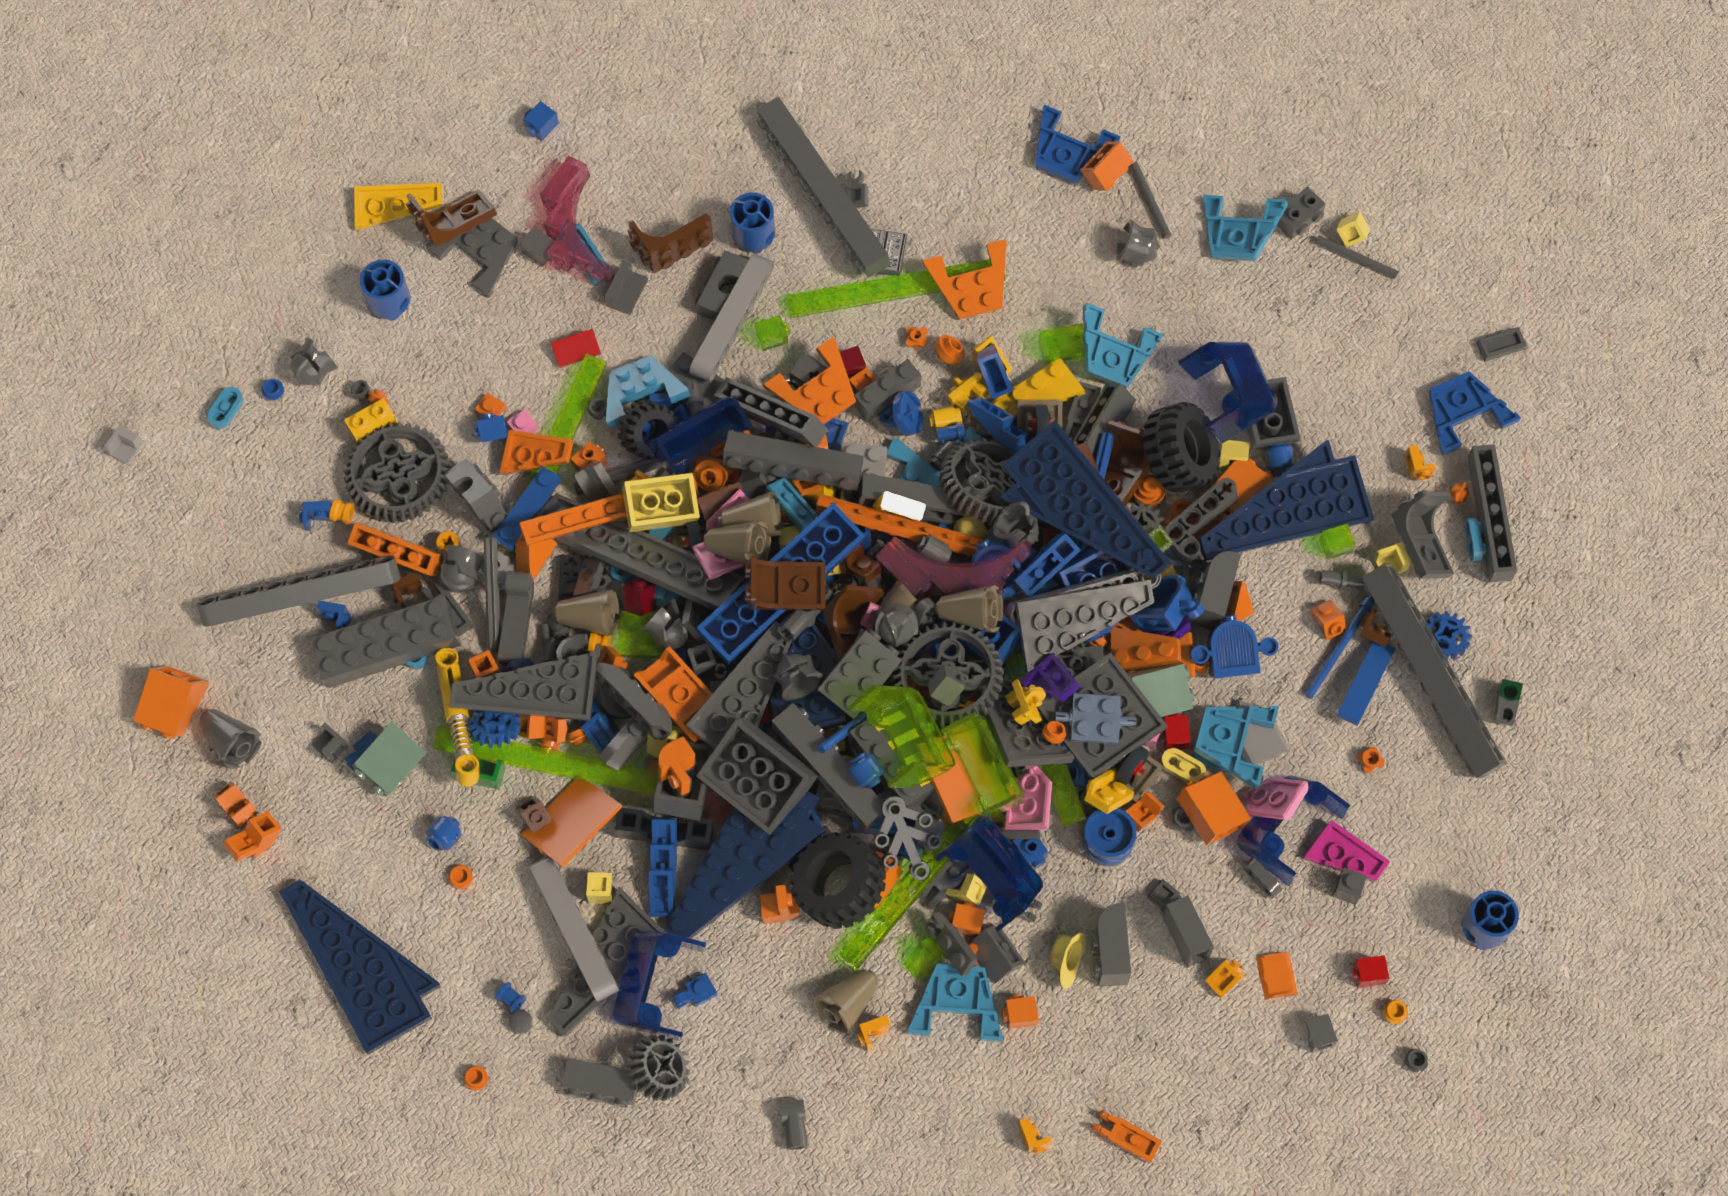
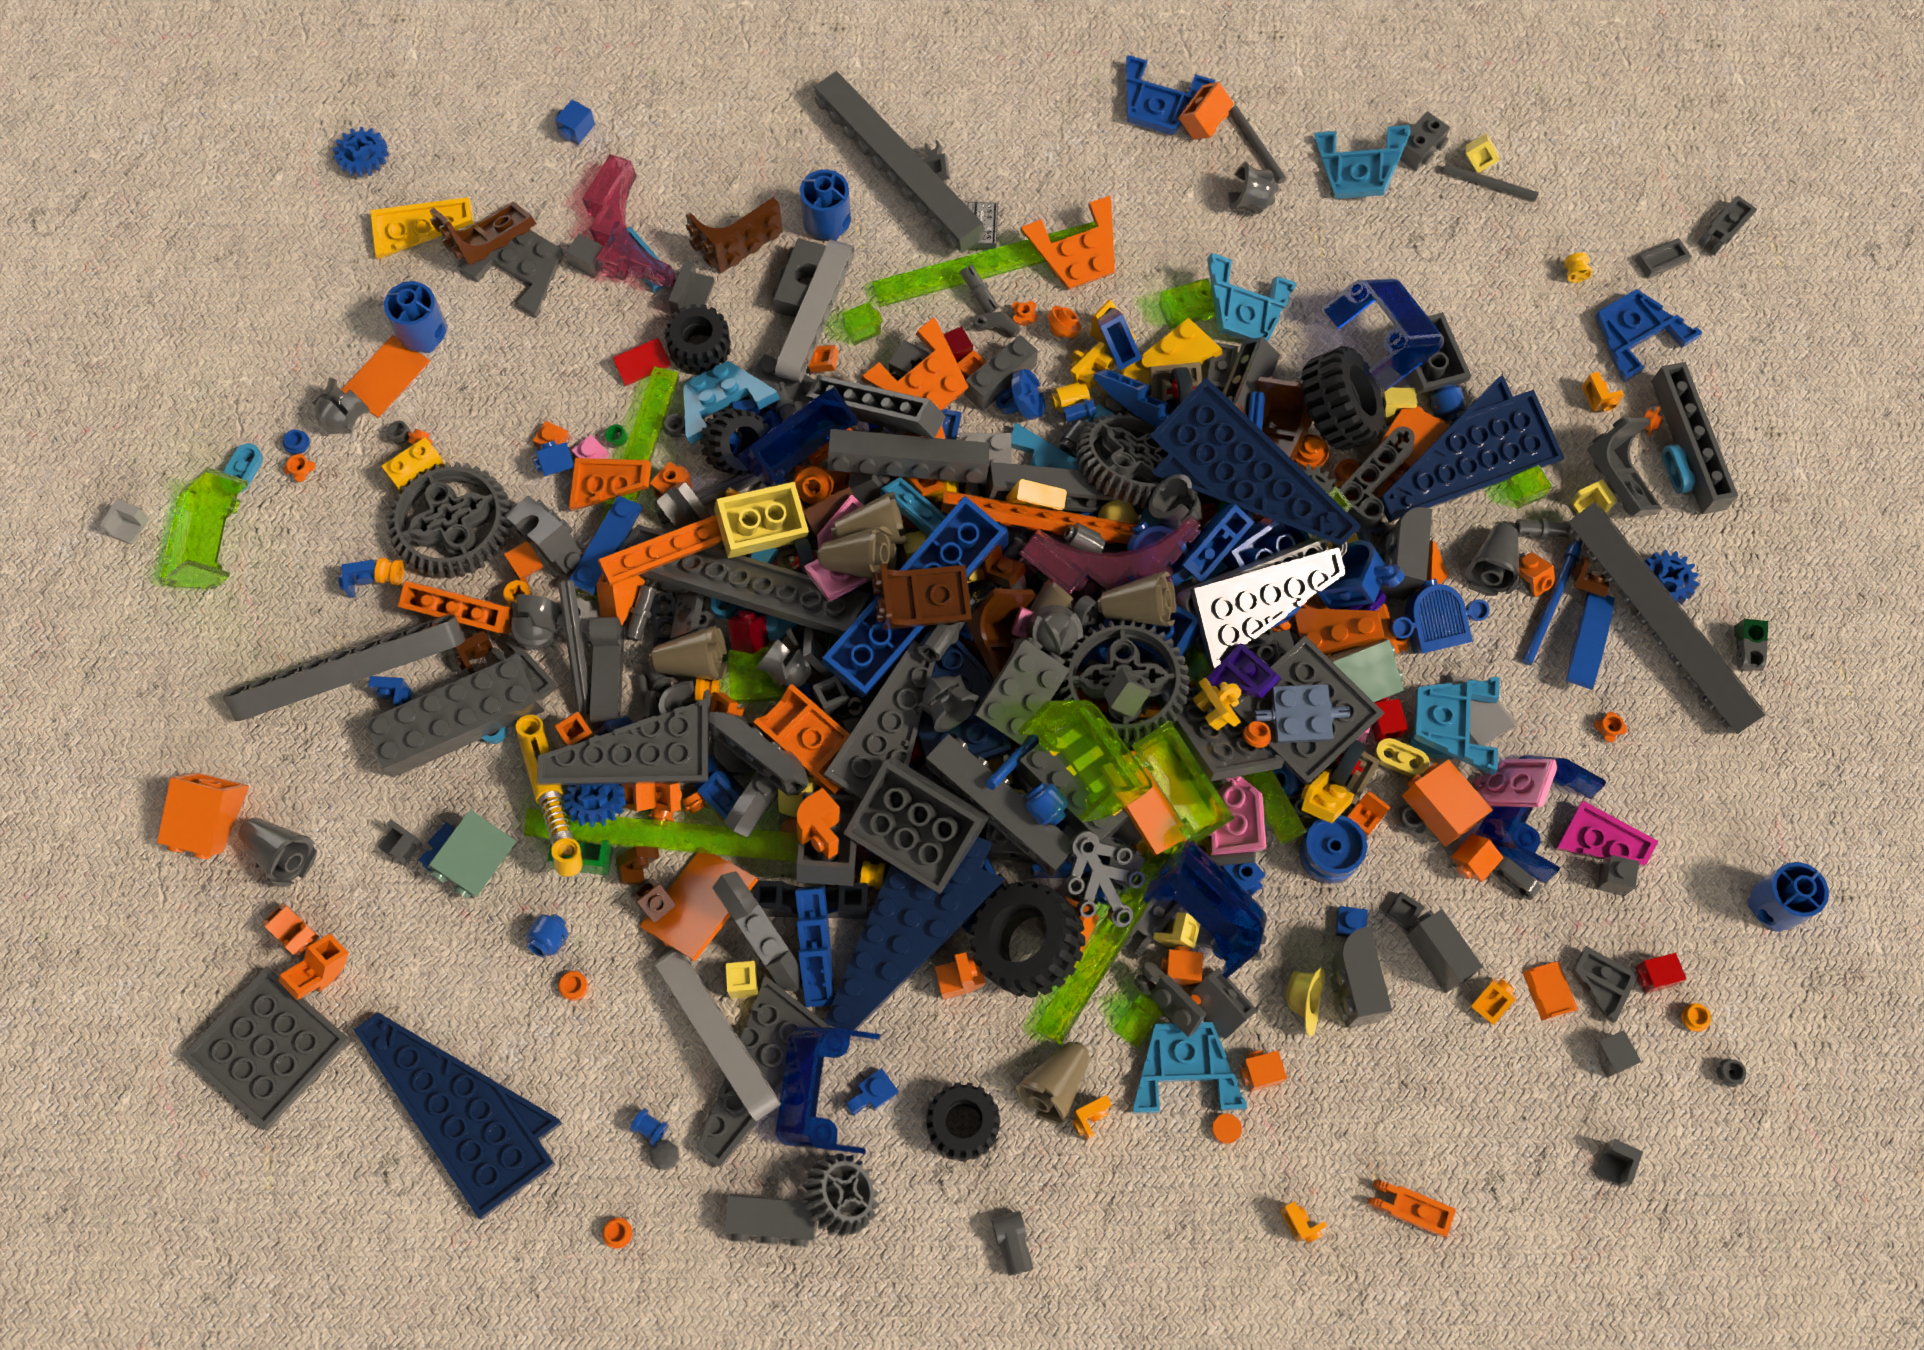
camera: 10 degrees left, 0 degrees up
(184, 459) = (199, 529): none -> clear neon green windscreen
(208, 898) = (266, 1049): none -> dark grey plate
(272, 406) = (296, 461): none -> orange plate
(348, 128) = (363, 150): none -> blue gear
(353, 337) = (386, 375): none -> orange piece
(456, 515) = (523, 561): none -> orange panel
(521, 780) = (633, 861): none -> reddish brown bracket
(542, 412) = (612, 436): none -> green hinge
(550, 570) = (640, 612): none -> dark grey pin
(618, 849) = (759, 931): none -> dark grey brick
(621, 318) = (695, 322): none -> black tyre
(718, 813) = (873, 874): none -> yellow wheel
(734, 362) = (824, 359): none -> orange plate
(761, 1003) = (963, 1096): none -> black tyre
(879, 312) = (979, 289): none -> dark grey pin
(893, 342) = (996, 320): none -> dark grey arm
(983, 1055) = (1226, 1128): none -> orange tile
(1116, 895) = (1350, 920): none -> blue plate
(1230, 858) = (1476, 858): none -> orange brick
(1294, 606) = (1496, 562): none -> dark grey cone
(1305, 1121) = (1619, 1163): none -> dark grey panel
(1322, 973) = (1604, 981): none -> dark grey wing
(1420, 346) = (1578, 267): none -> yellow wheel
(1566, 318) = (1728, 223): none -> dark grey hinge

